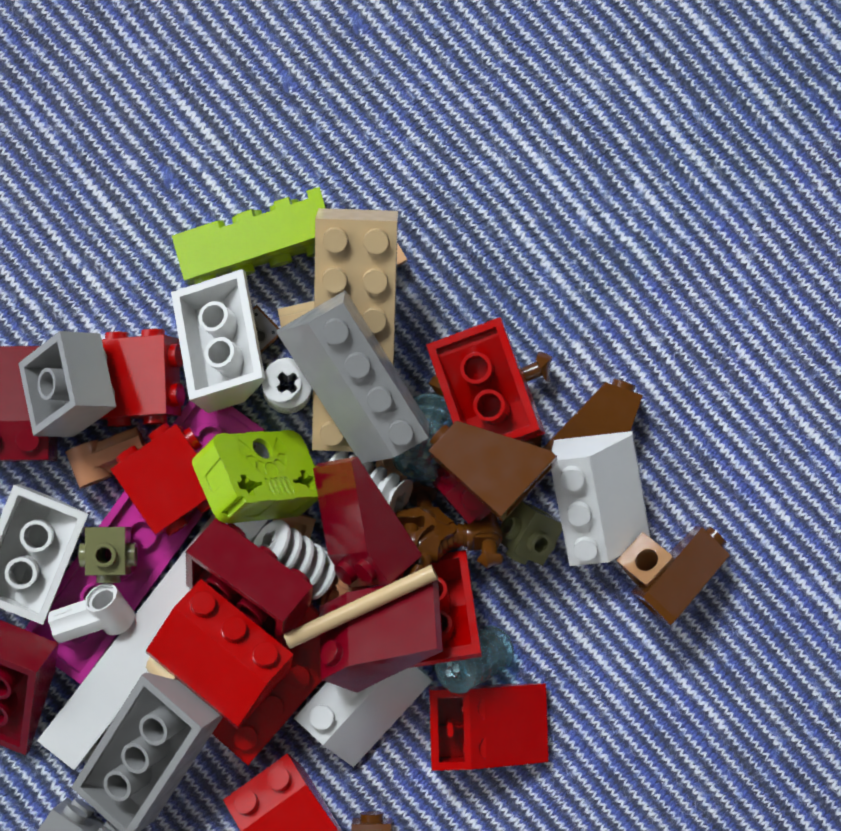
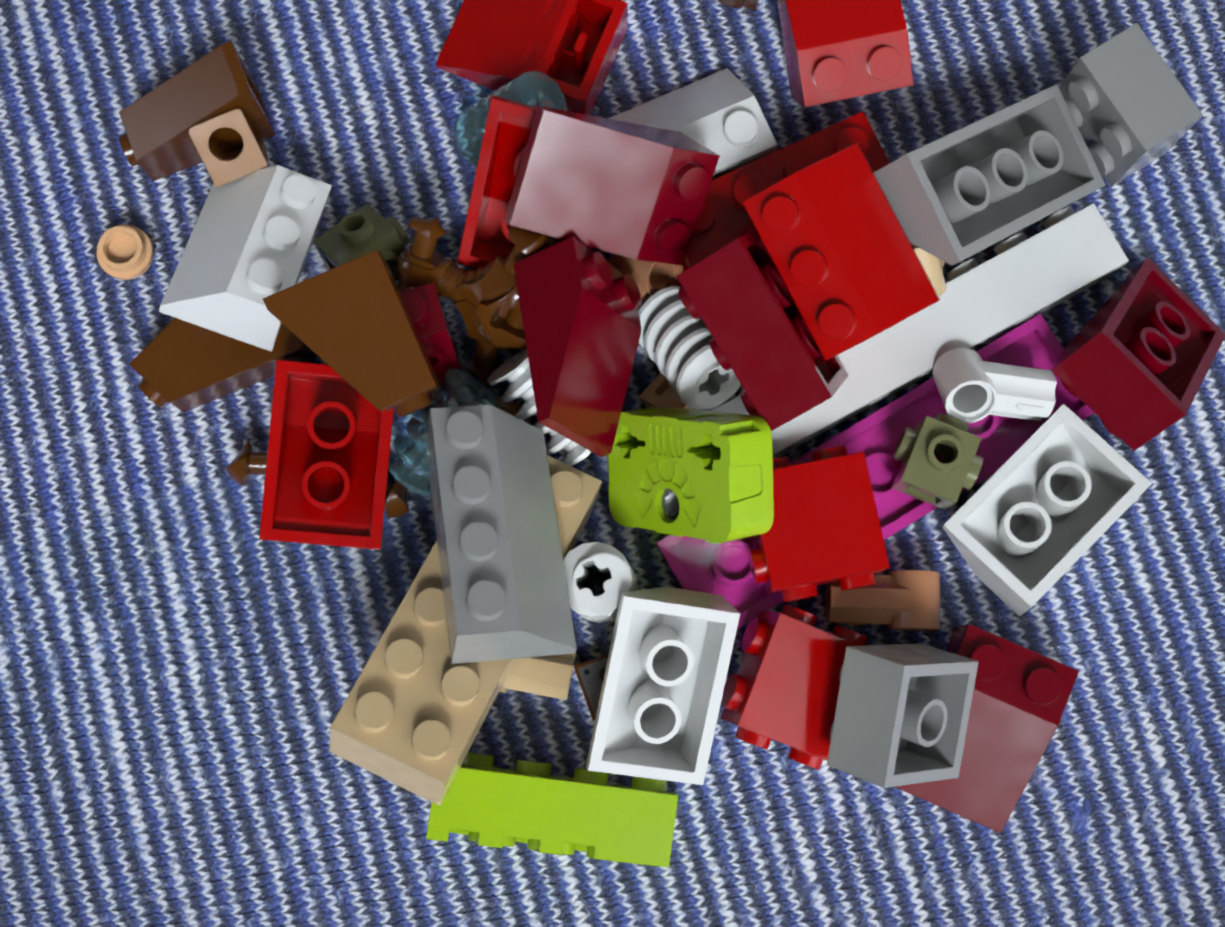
camera: 155 degrees left, 5 degrees down
(360, 606) = (623, 223): tan bar -> none
(687, 469) = (125, 252): none -> light nougat plate

